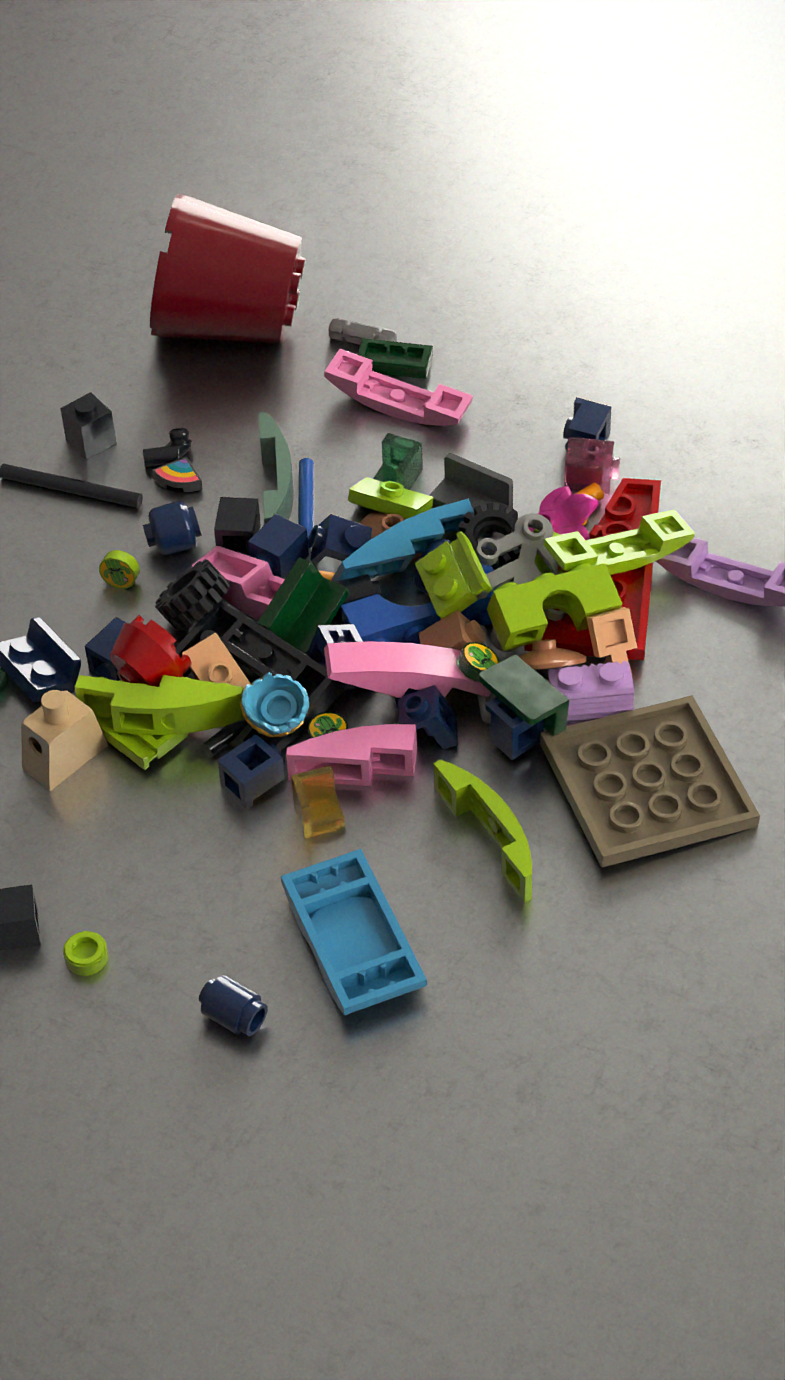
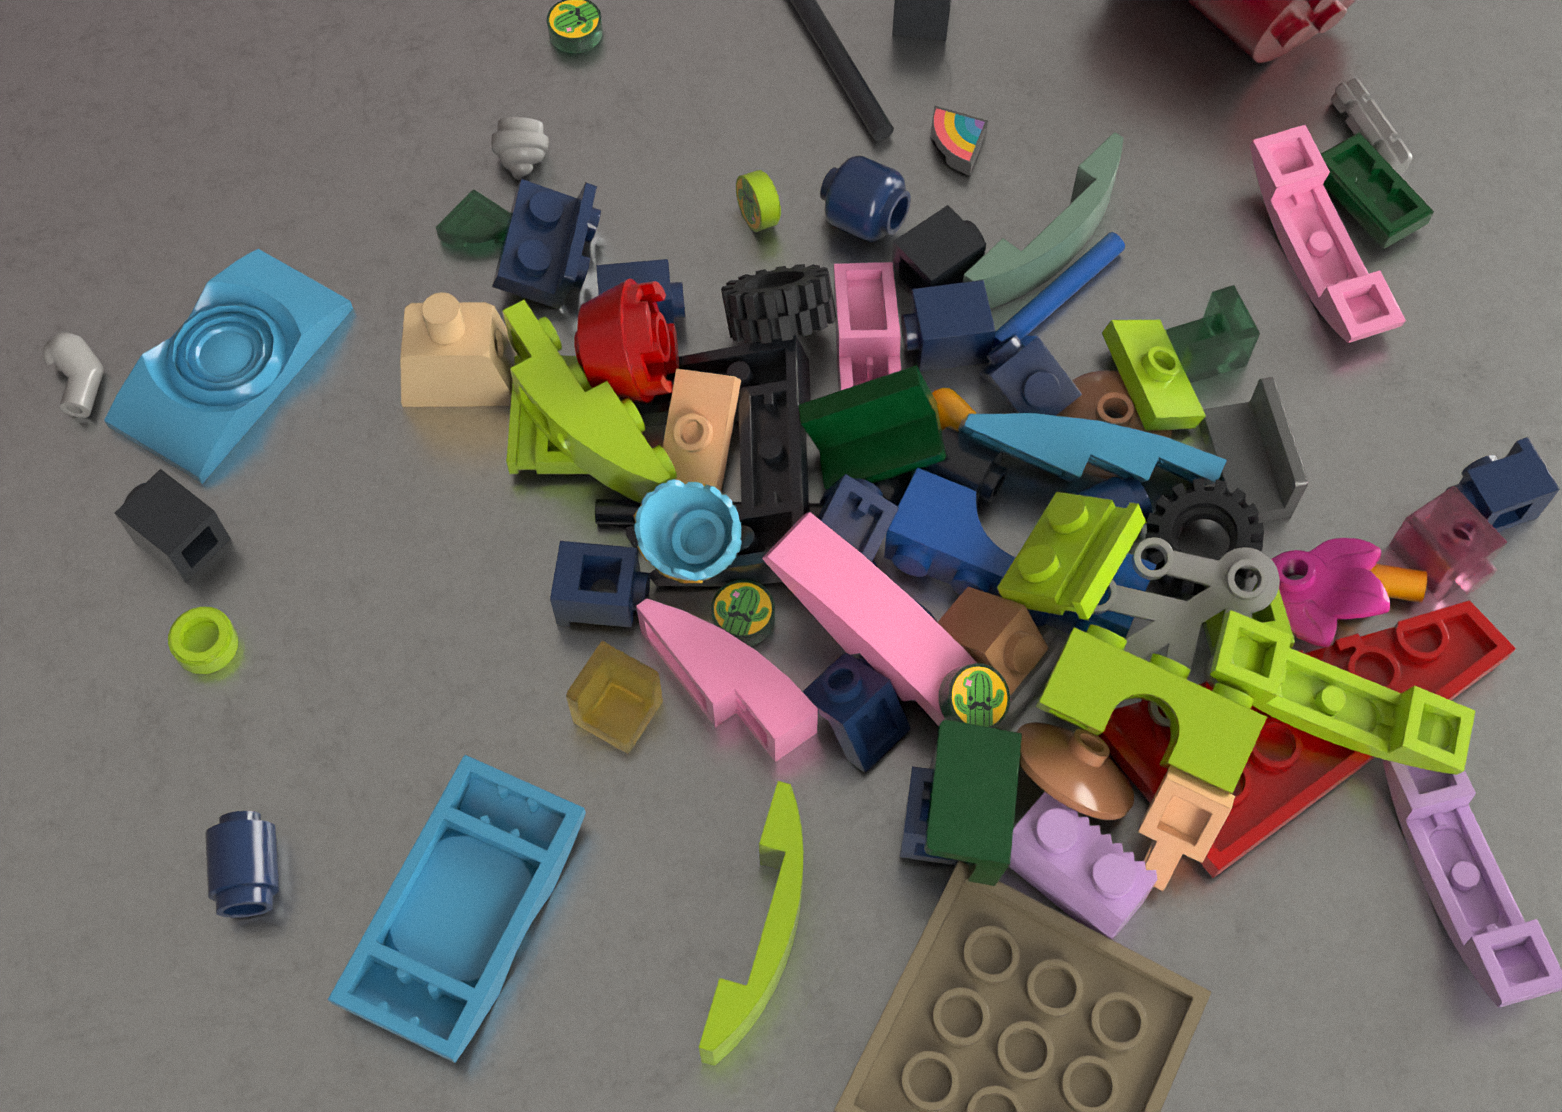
camera: 45 degrees right, 15 degrees up
(173, 451) = (983, 102): black arm -> none

